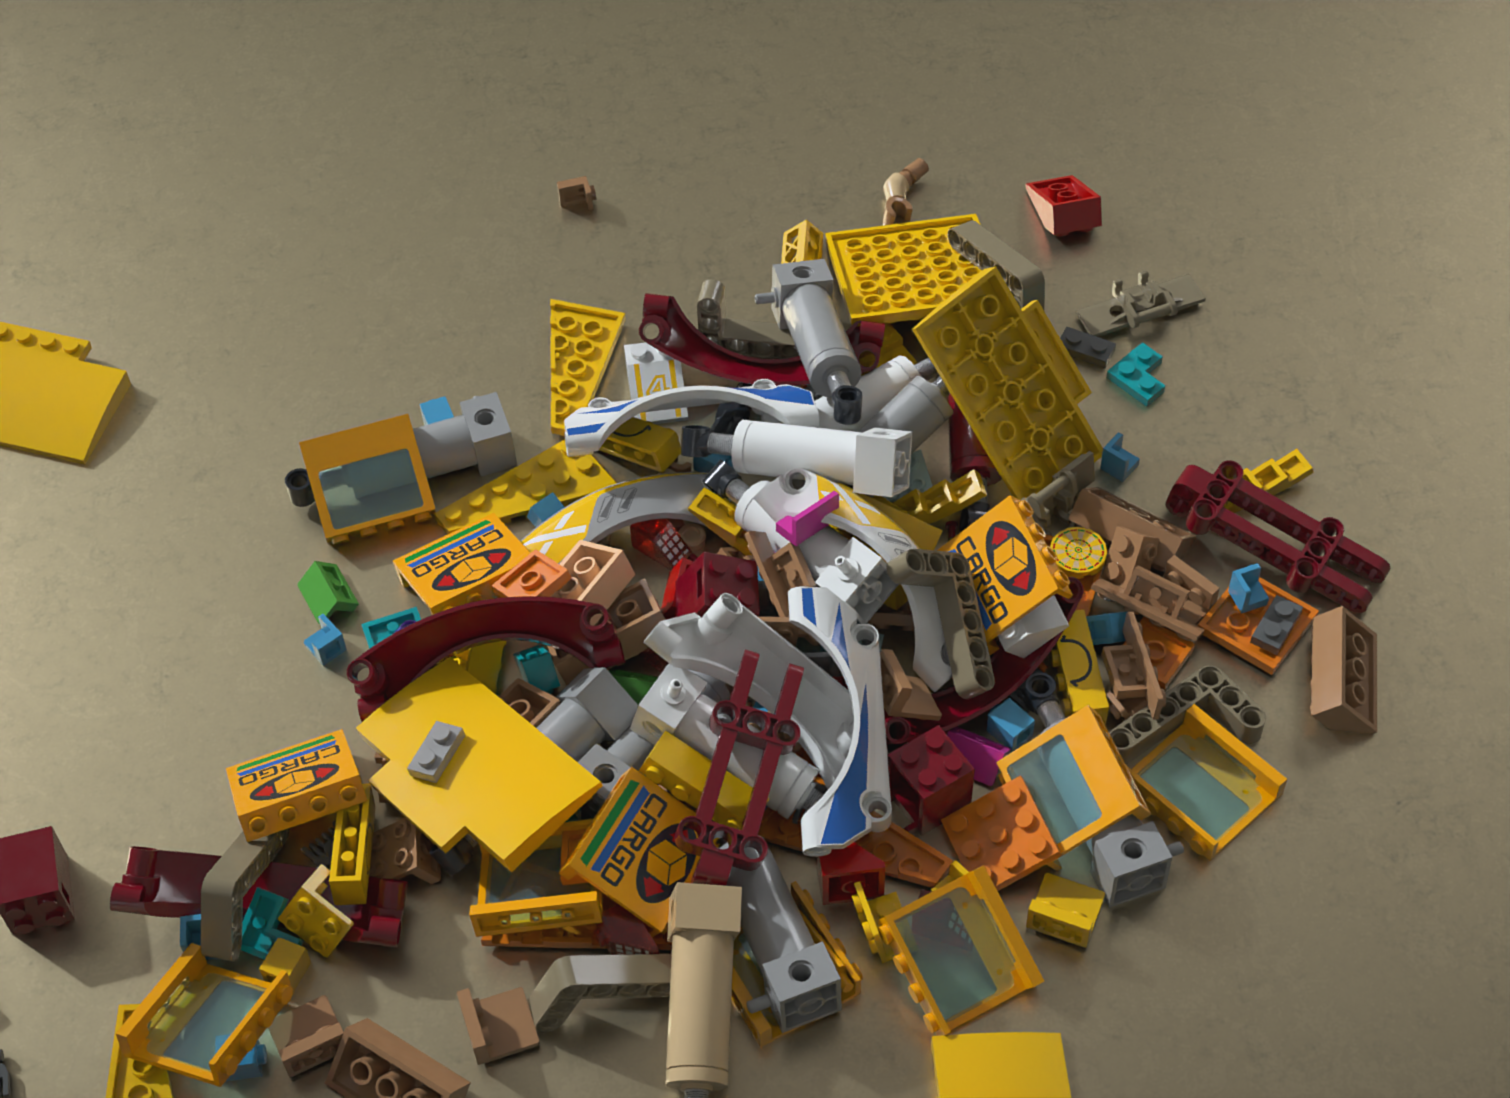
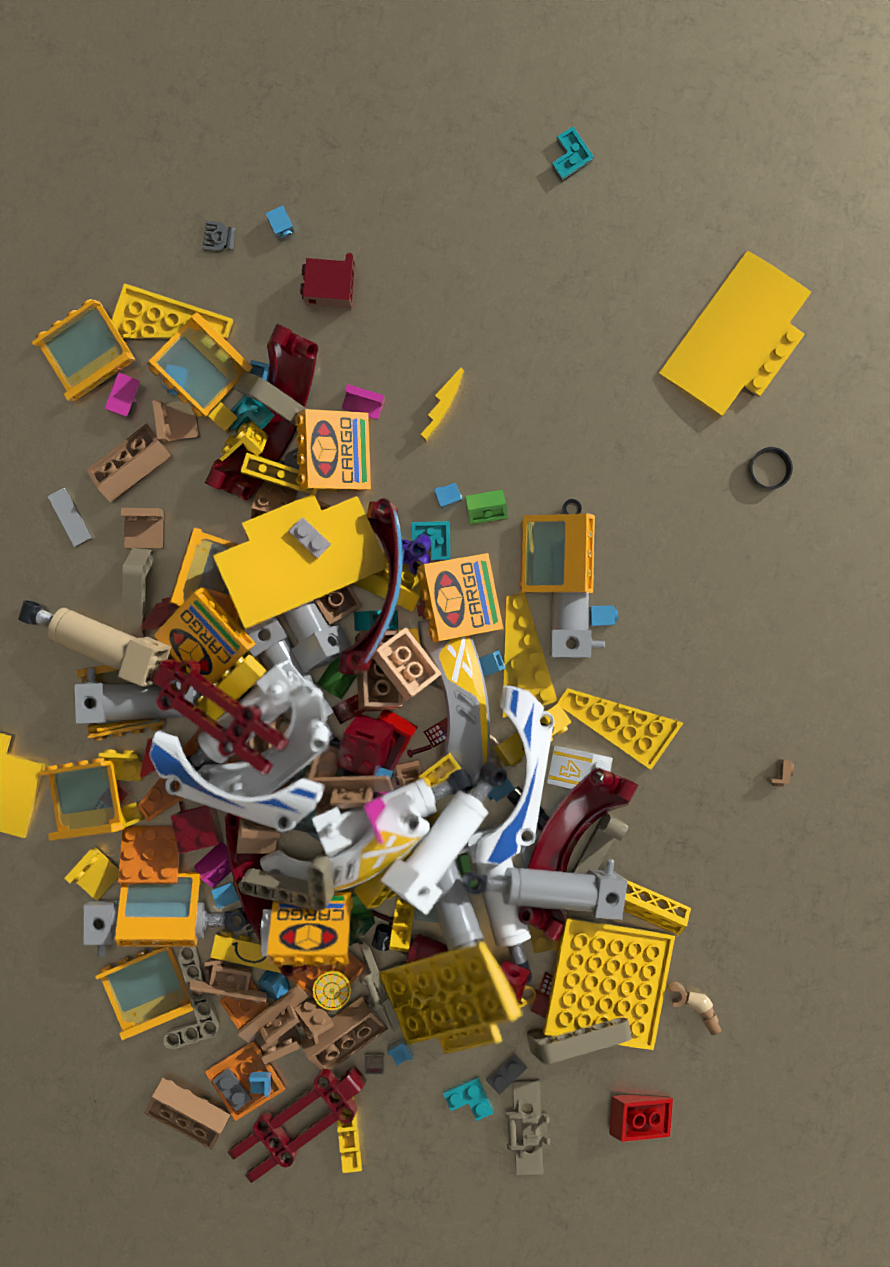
camera: 110 degrees right, 35 degrees up
(181, 293) = (789, 467): none -> black tyre
(184, 683) = (445, 398): none -> yellow slope
(209, 791) = (362, 401): none -> dark pink panel
(533, 577) = (414, 632): orange plate -> none
(1152, 486) = (374, 1063): none -> tile

